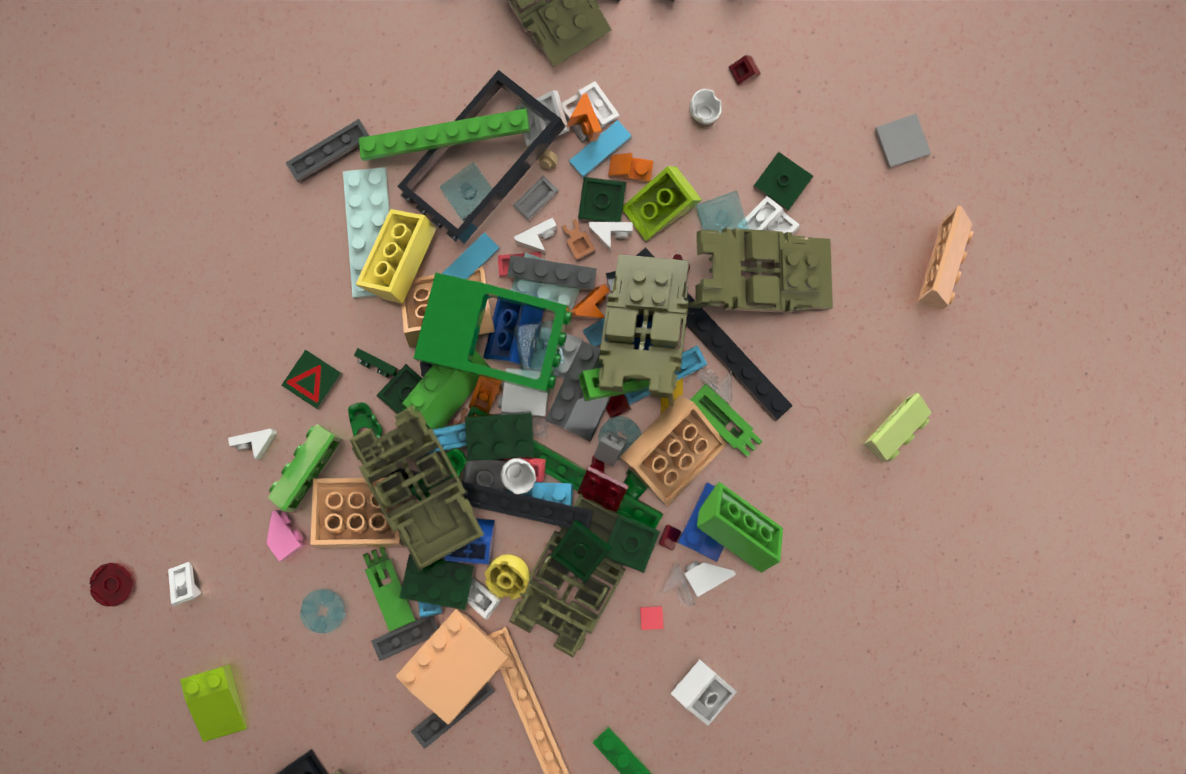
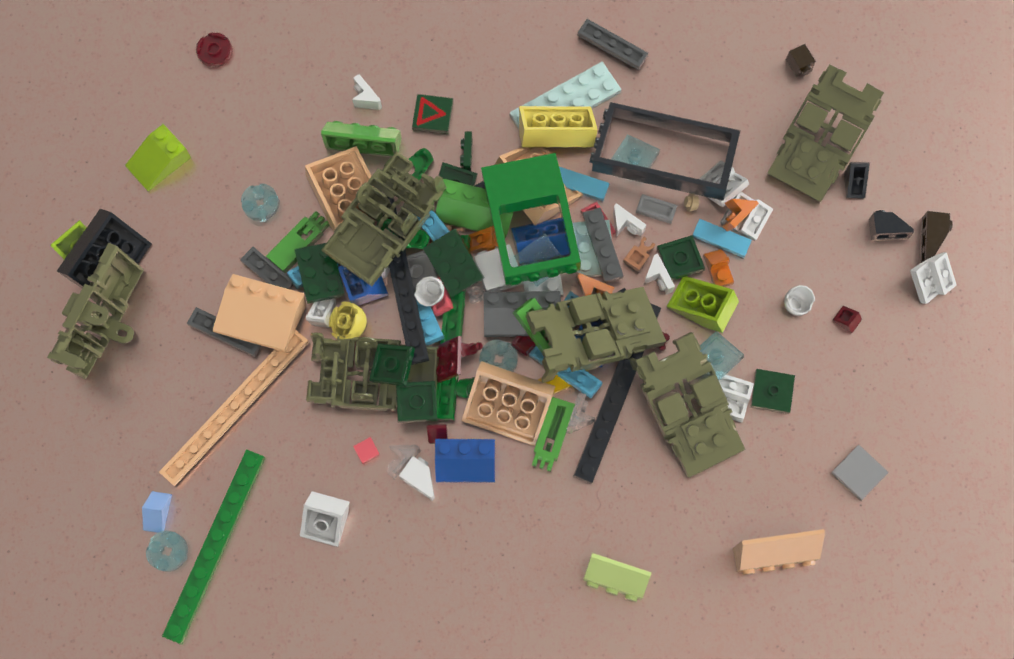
camera: 60 degrees right, 10 degrees down
(182, 584) = (235, 94): white slope -> none
(282, 537) = (302, 147): bright pink slope -> none
(444, 134) = (668, 116): bright green plate -> none
(609, 448) = (486, 348): light grey slope -> none
(741, 528) = (470, 483): bright green slope -> none

